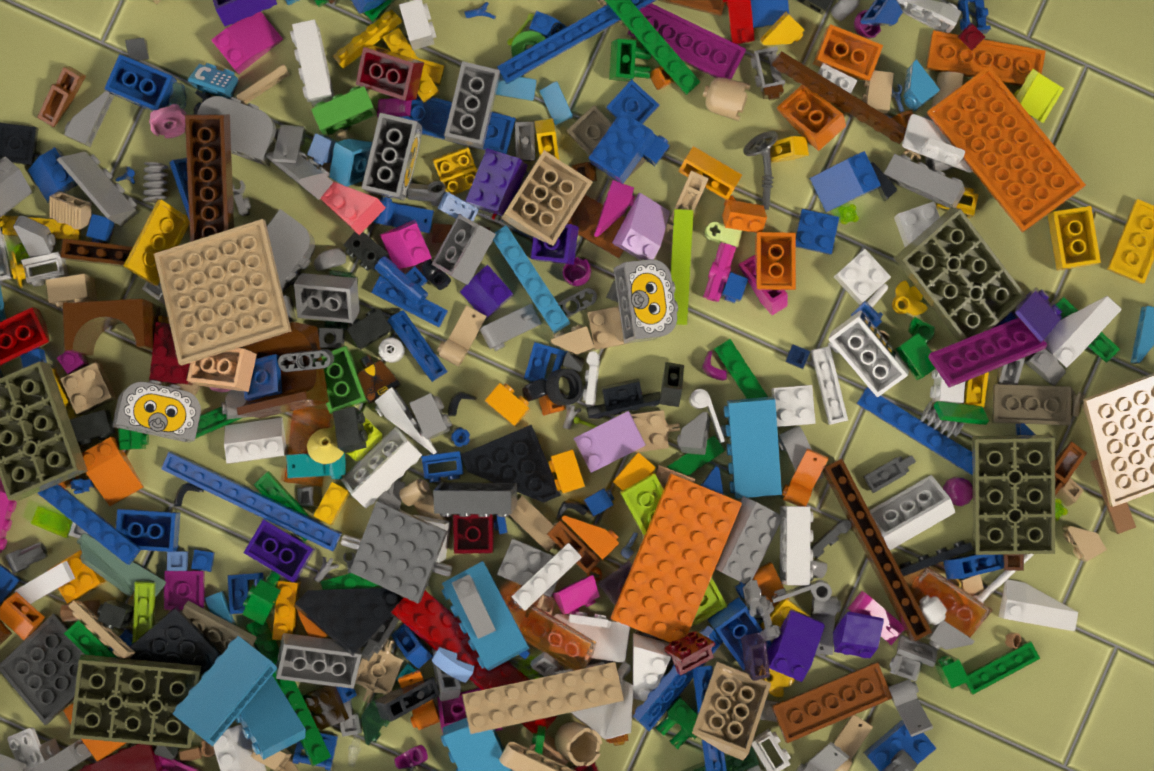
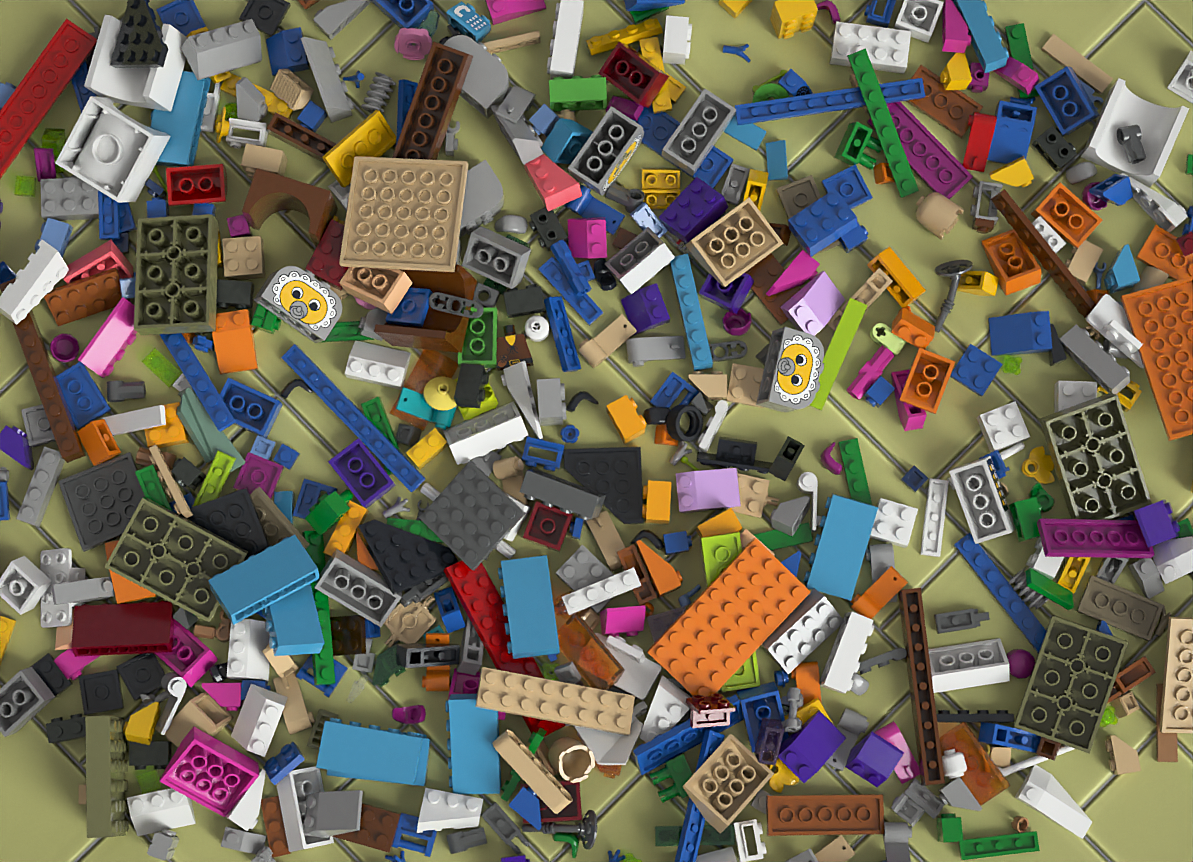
camera: 25 degrees right, 5 degrees down
(447, 662) = (478, 636): light blue slope -> none
(473, 606) = (523, 592): light grey slope -> none
(752, 596) = (787, 683): light grey plate -> none
(820, 590) = (853, 702): light grey door -> none

